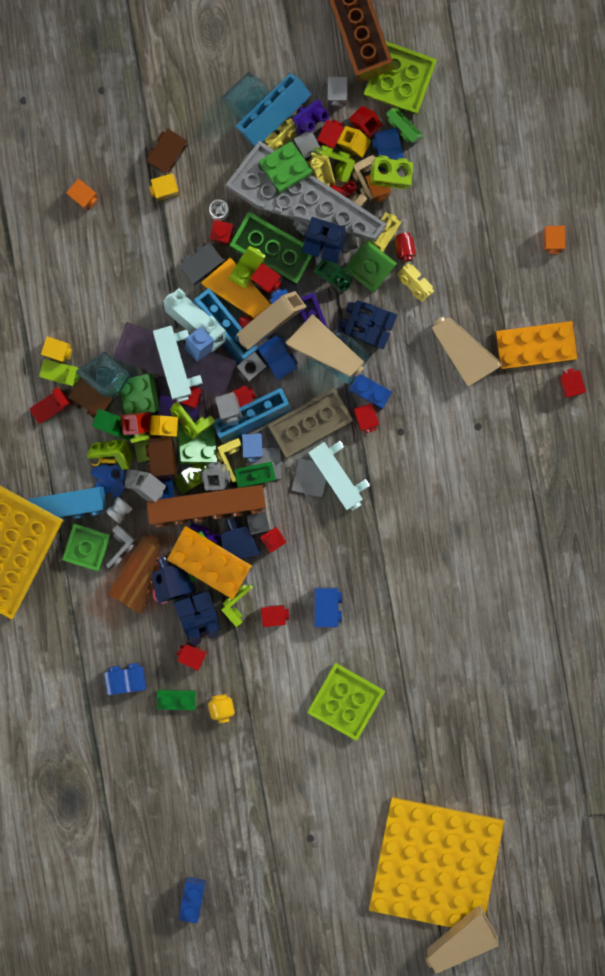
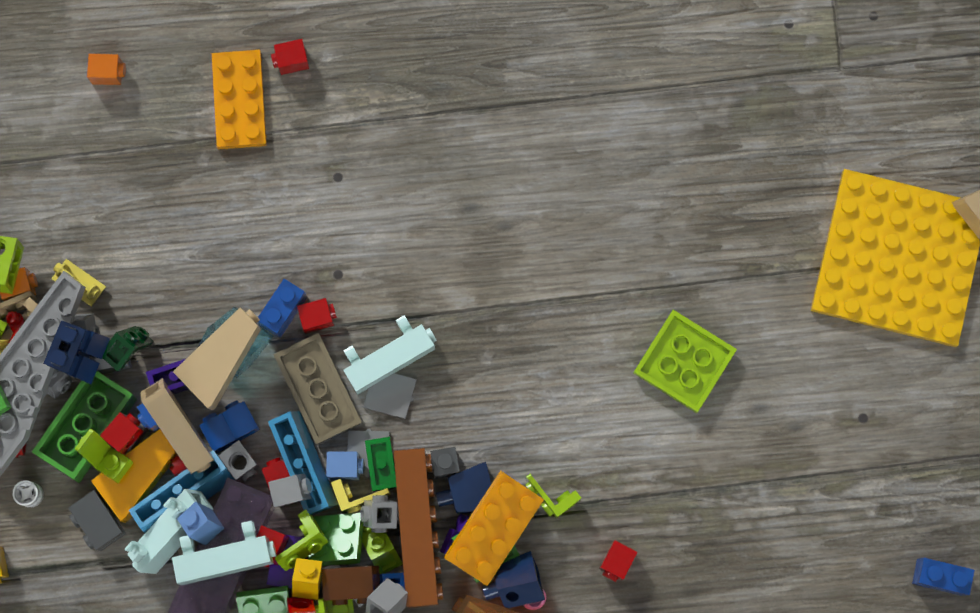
camera: 85 degrees left, 10 degrees down
(176, 699) = (675, 585): green plate -> none
(201, 623) = (574, 546): dark blue hips -> none
(221, 232) = (57, 491): red brick -> none
(221, 708) = (688, 525): yellow head -> none
(273, 539) = (468, 443): red brick -> none
(274, 615) = (568, 448): red brick -> none
(327, 606) = (560, 378): blue brick -> none
(362, 318) = (193, 305): dark blue hips -> none
(370, 266) = (119, 299): bright green plate -> none
(404, 247) = (99, 255): red brick -> none
(420, 289) = (154, 239): light yellow hinge -> none
(465, 352) = (242, 183): tan slope -> none

